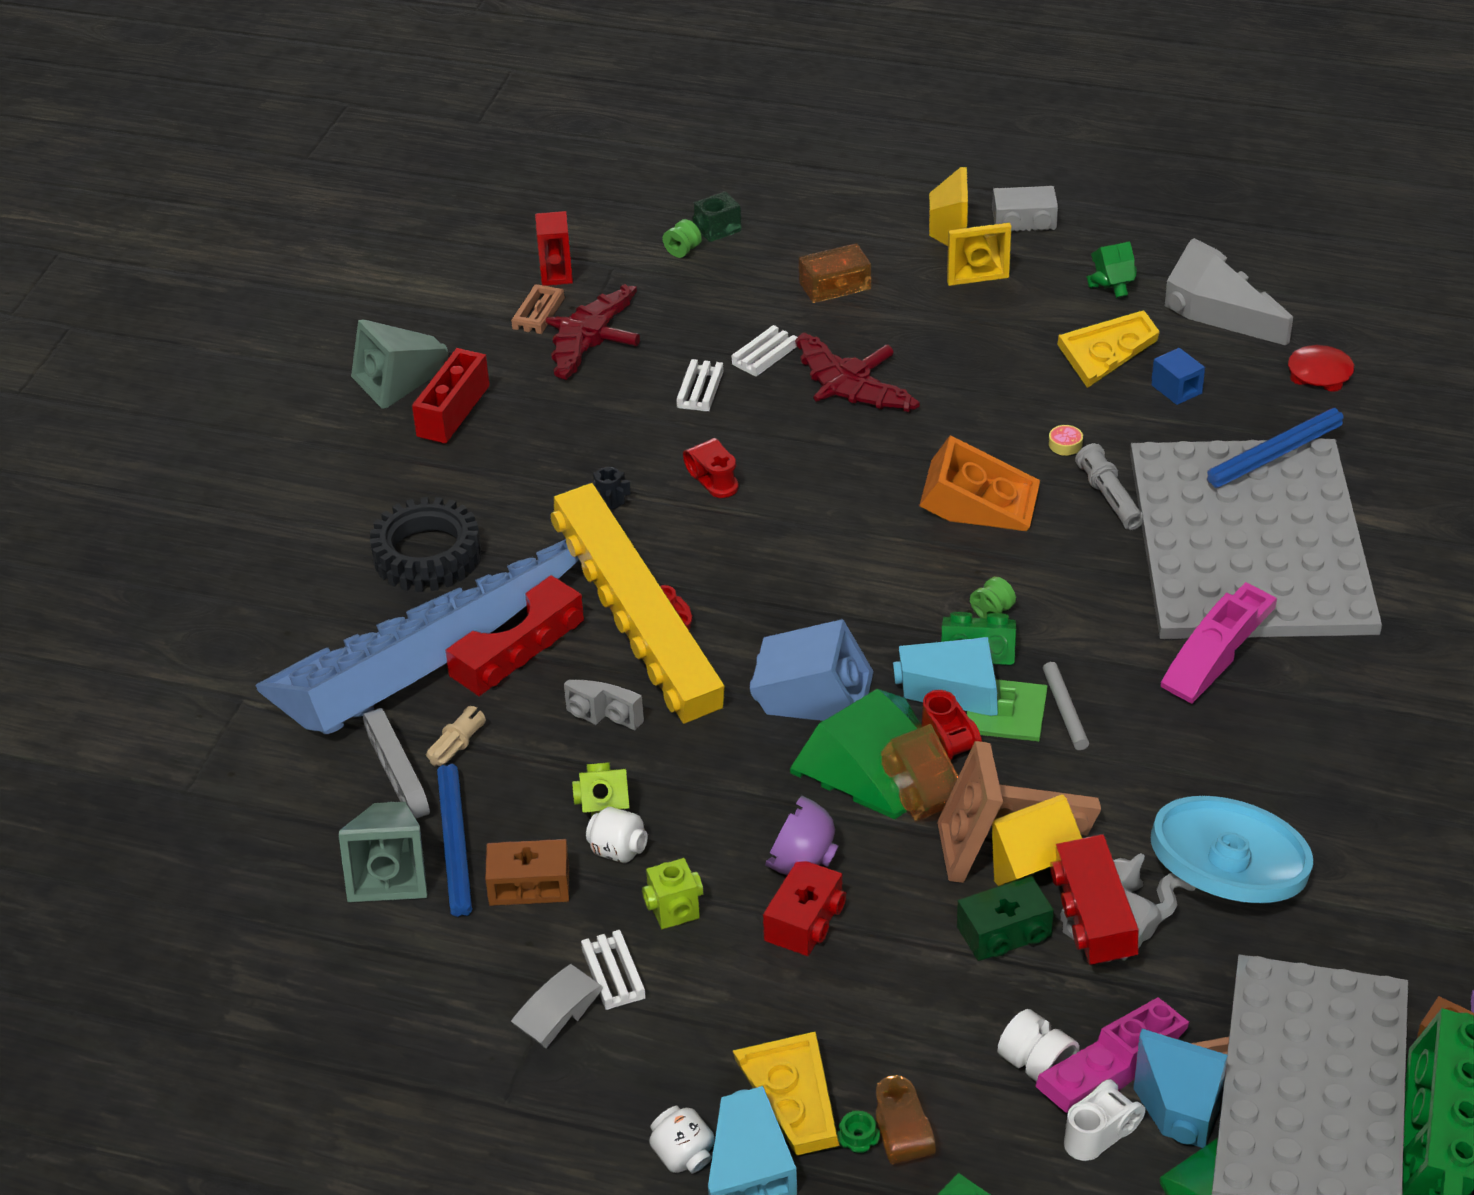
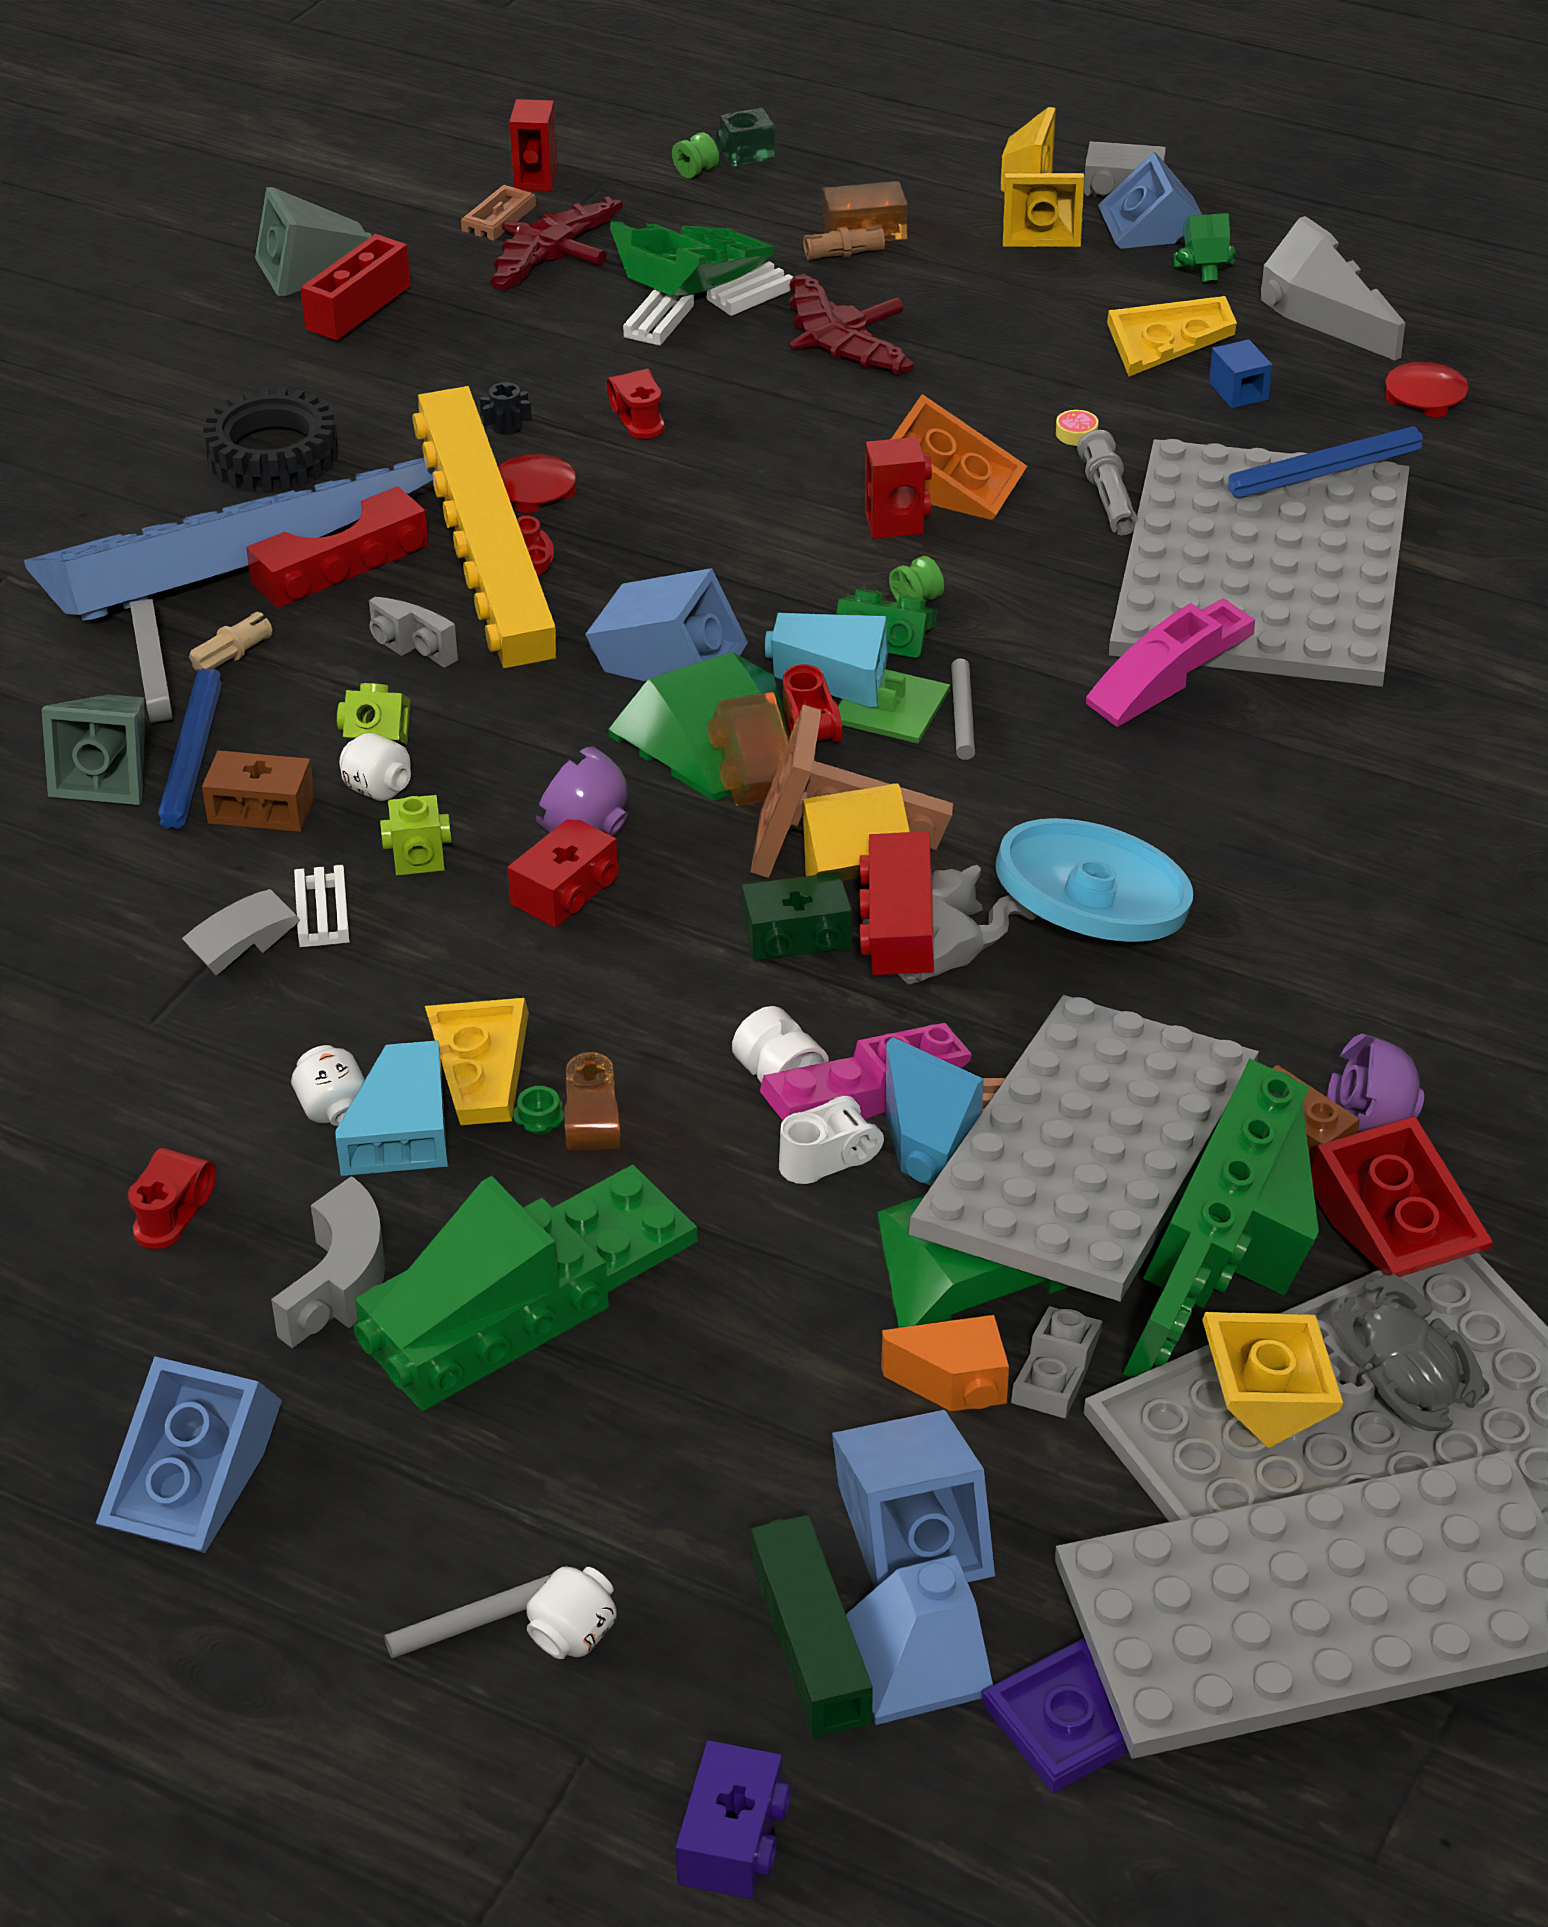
camera: 10 degrees right, 0 degrees up
(658, 547) = (537, 481): none -> red dish
(709, 333) = (687, 260): none -> green wedge
(825, 300) = (843, 242): none -> medium nougat pin
(952, 518) = (893, 465): none -> red brick
(1055, 238) = (1148, 206): none -> medium blue slope

